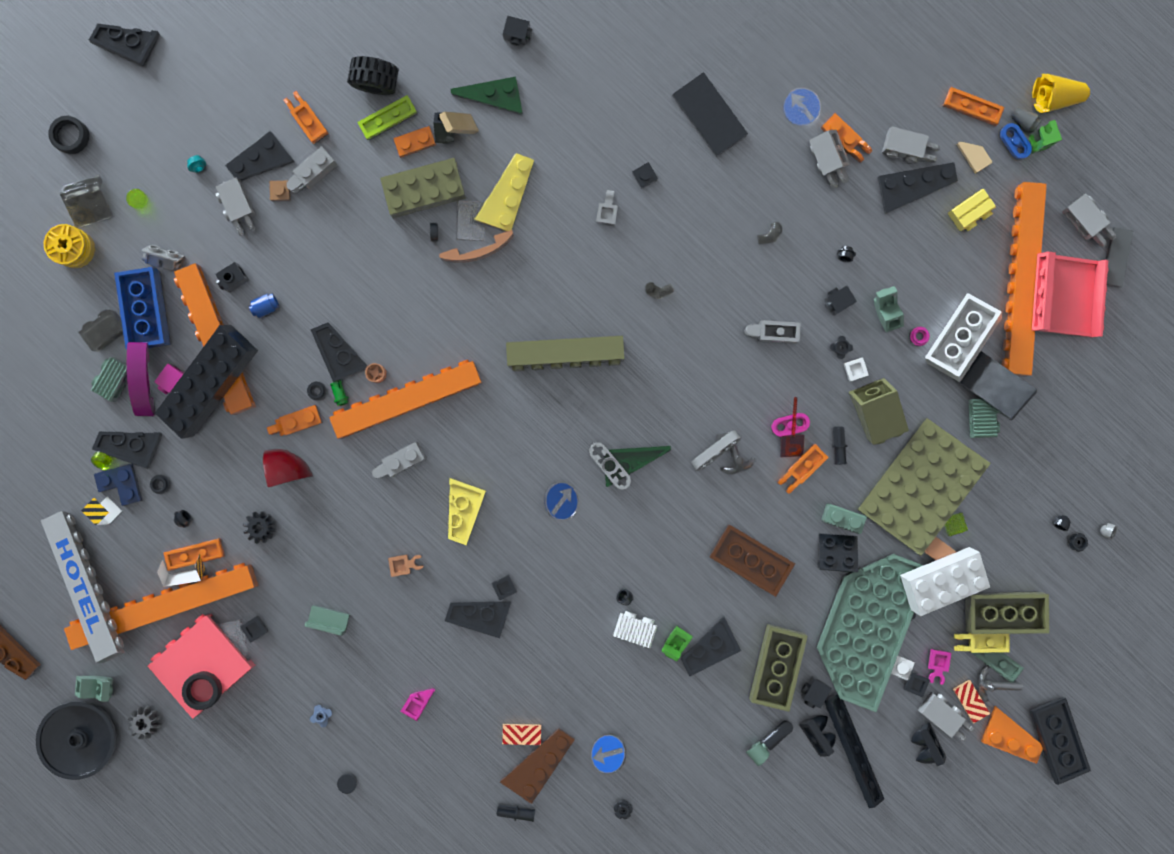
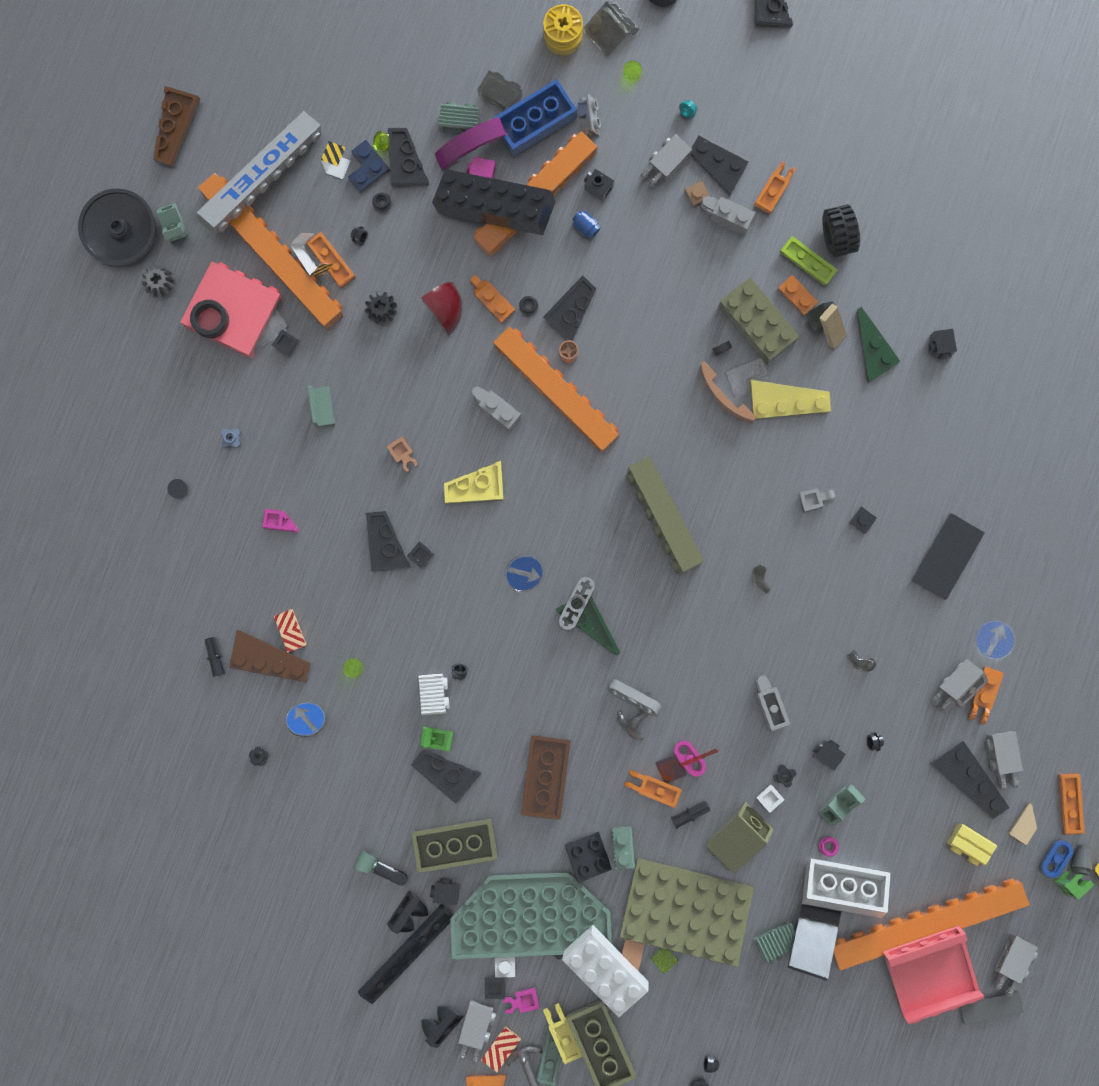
camera: 65 degrees right, 5 degrees down
(339, 393) = (535, 326): green pin -> none
(580, 691) = (353, 667): none -> clear neon green tile

